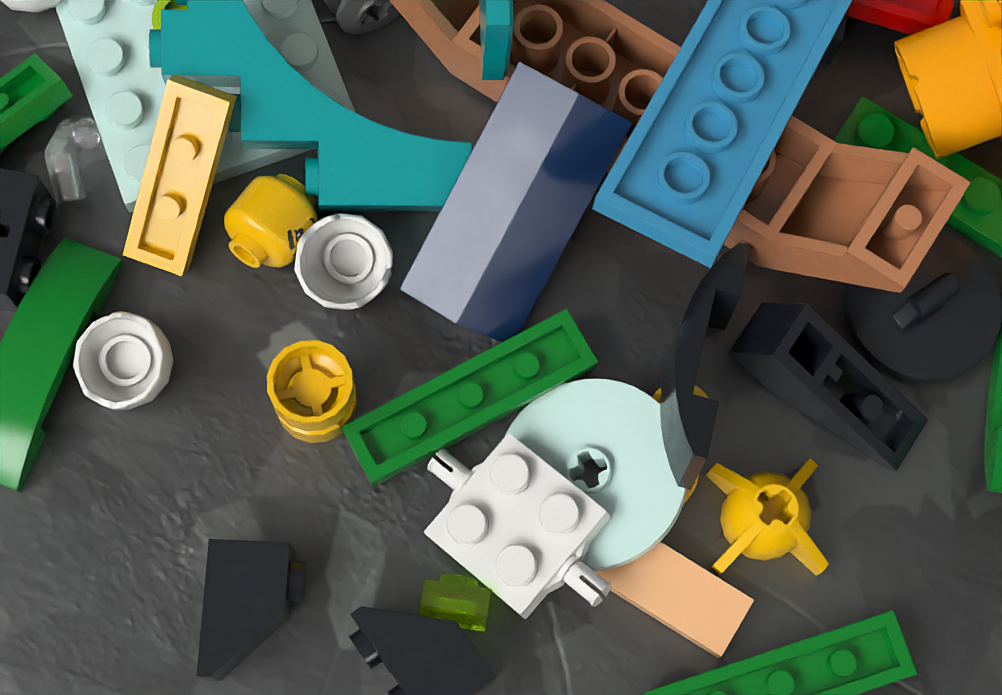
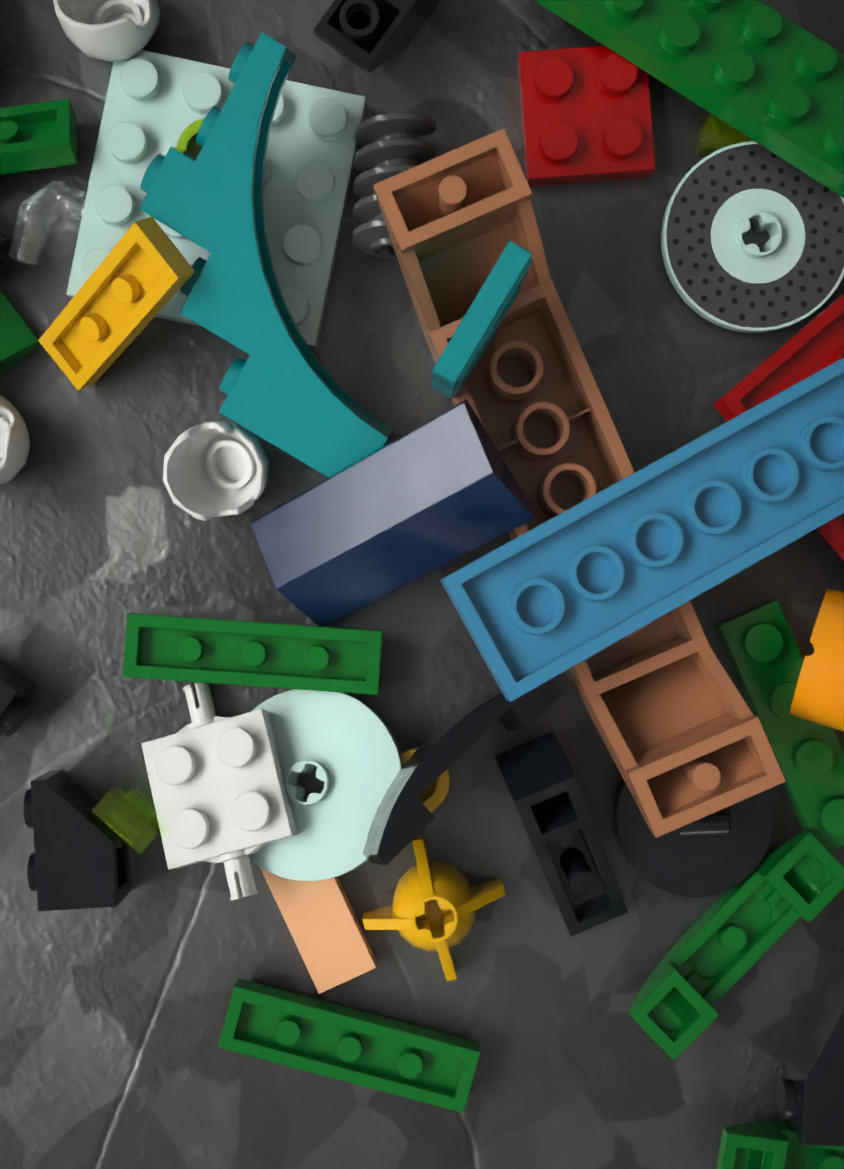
camera: 35 degrees right, 15 degrees up
(269, 220) = (177, 391): yellow head -> none
(312, 390) = (117, 570): yellow wheel -> none

